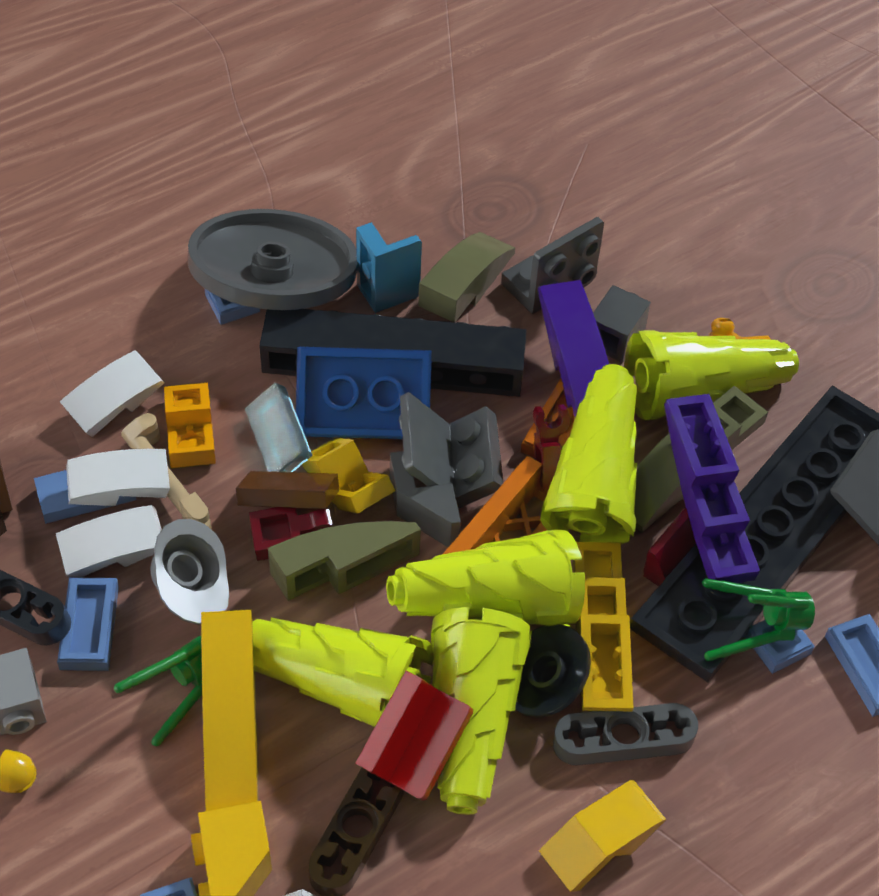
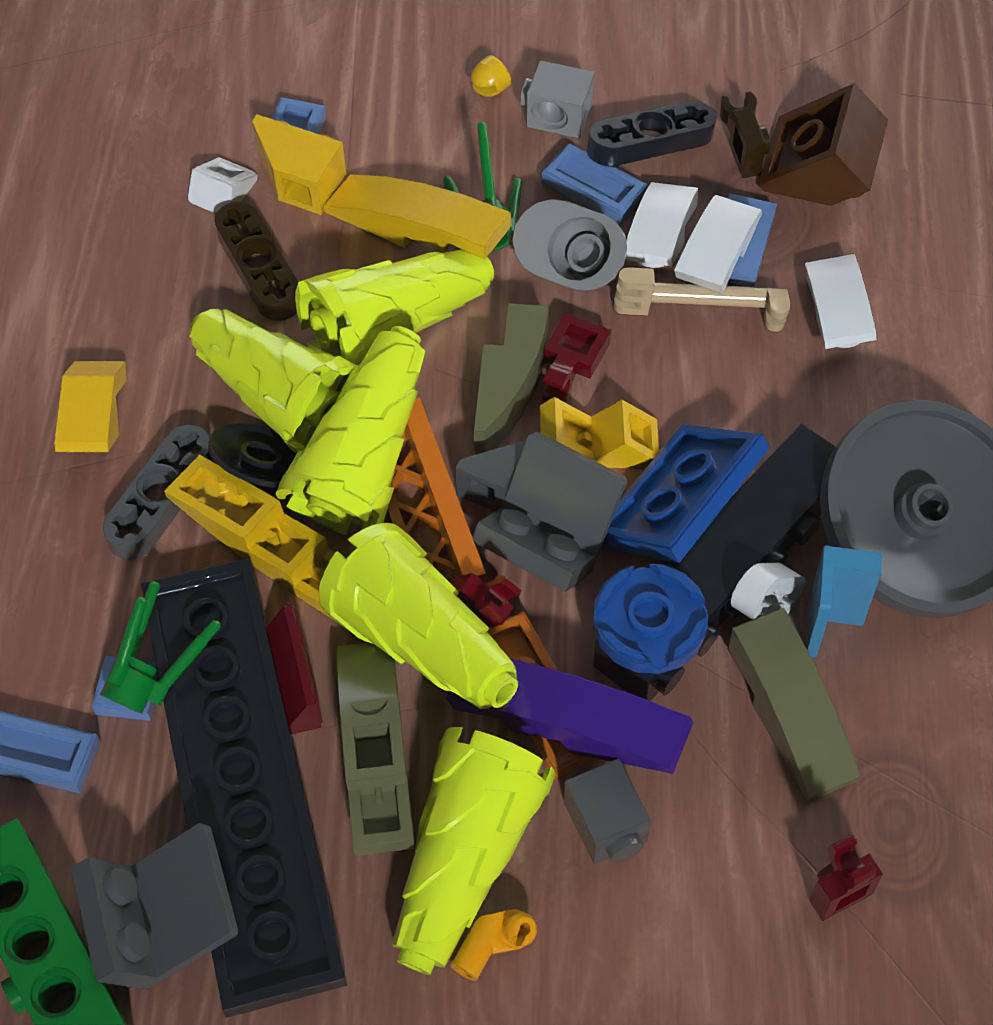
camera: 130 degrees right, 5 degrees up
(189, 425) = (772, 357): light orange slope -> none
(278, 430) = (692, 406): clear light blue tile -> none
(287, 489) = (612, 371): reddish brown tile -> none
(410, 300) = (767, 589): none -> white beam
(415, 736) = (278, 300): red panel -> none
(485, 345) = (650, 618): none -> blue tile
(558, 196) = (844, 879): none -> dark red plate
(564, 260) = (737, 800): dark grey bracket -> none
(709, 489) = (302, 690): dark purple slope -> none

